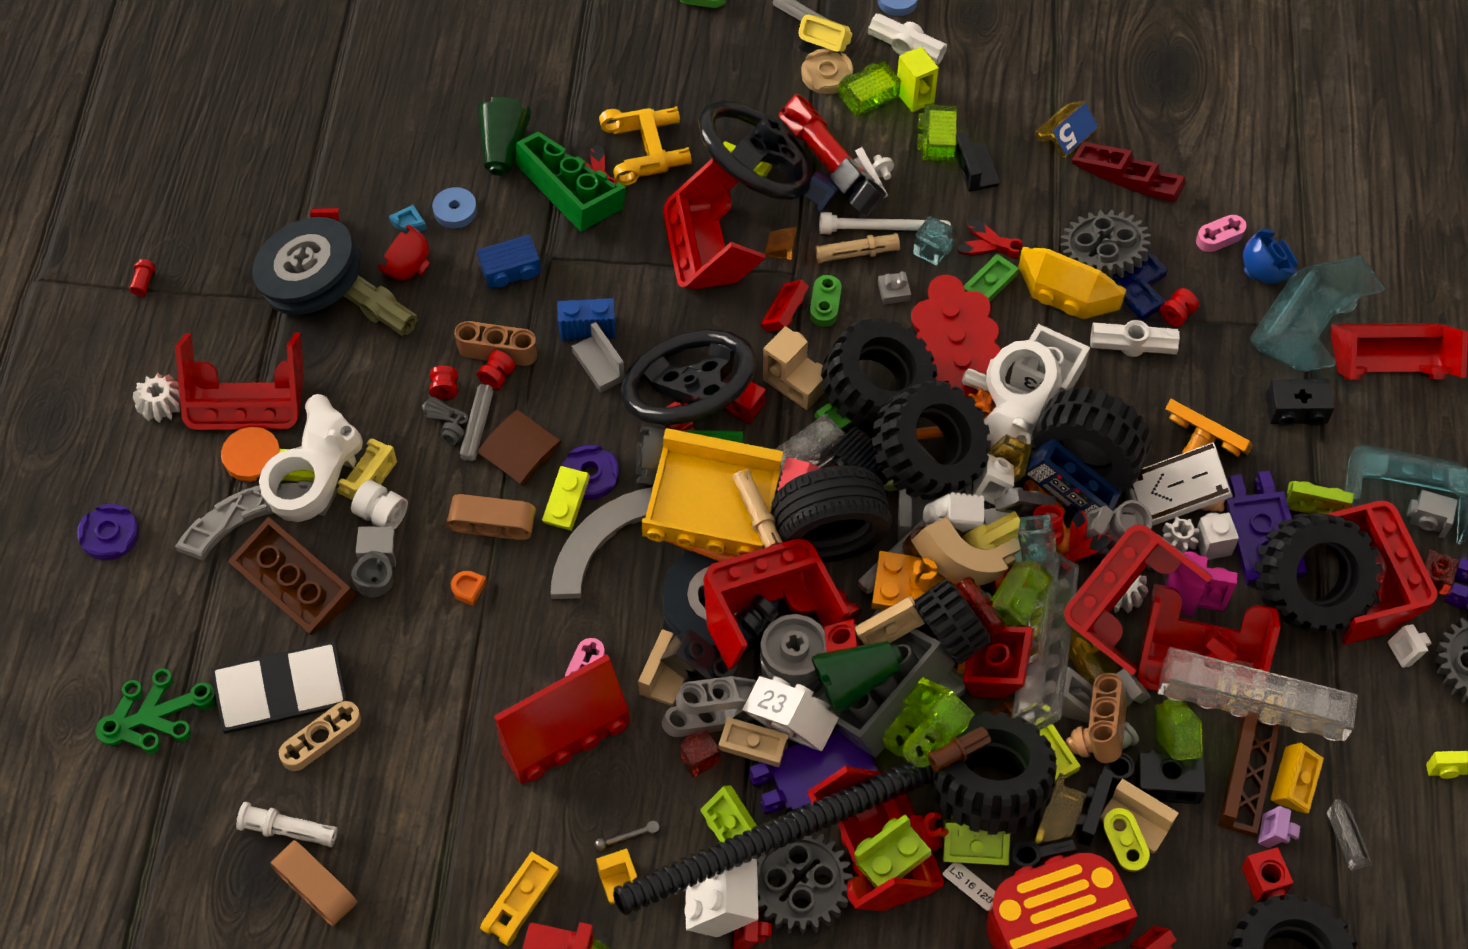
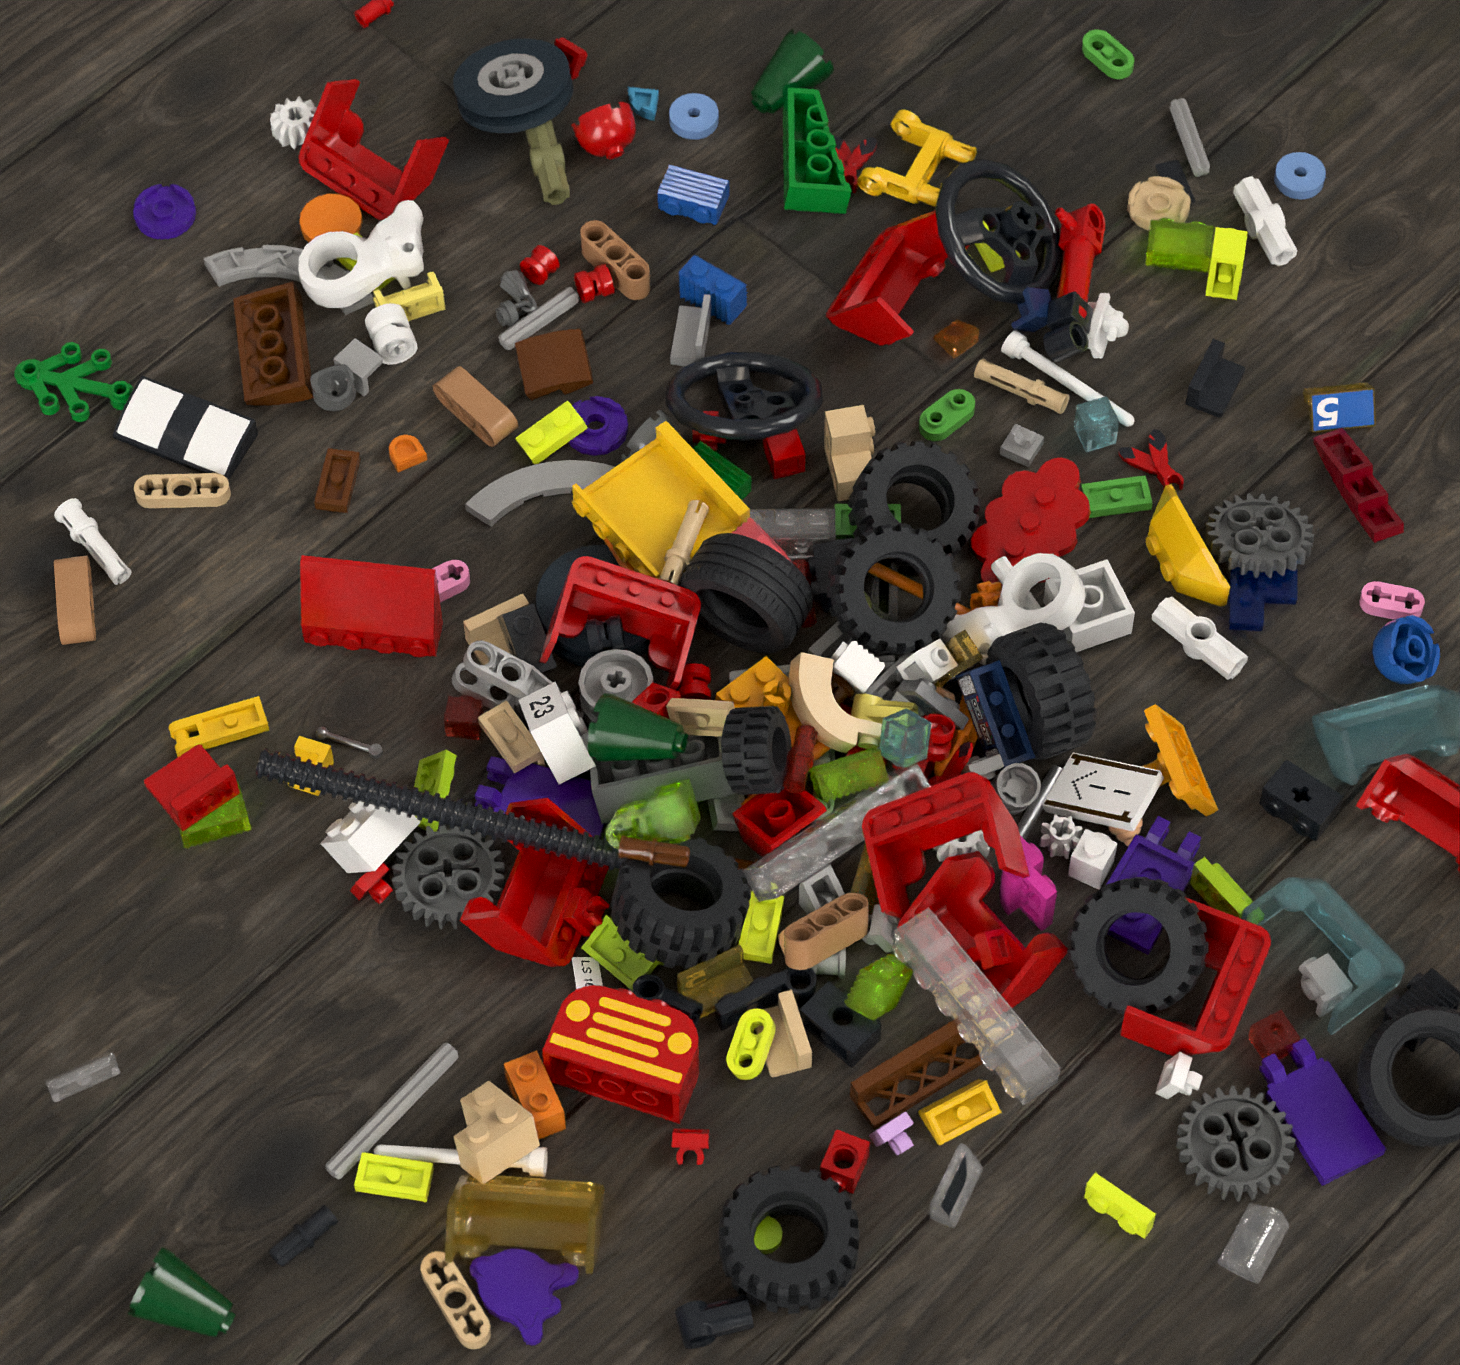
camera: 40 degrees right, 0 degrees up
(437, 643) = (337, 480): none -> reddish brown plate
(784, 306) = (912, 391): red plate -> none
(825, 33) = (1187, 166): light yellow piece -> none
(891, 852) = (535, 900): lime bracket -> none
(939, 132) = (1206, 321): clear neon green brick -> none
(1181, 305) = (1273, 639): red wheel -> none

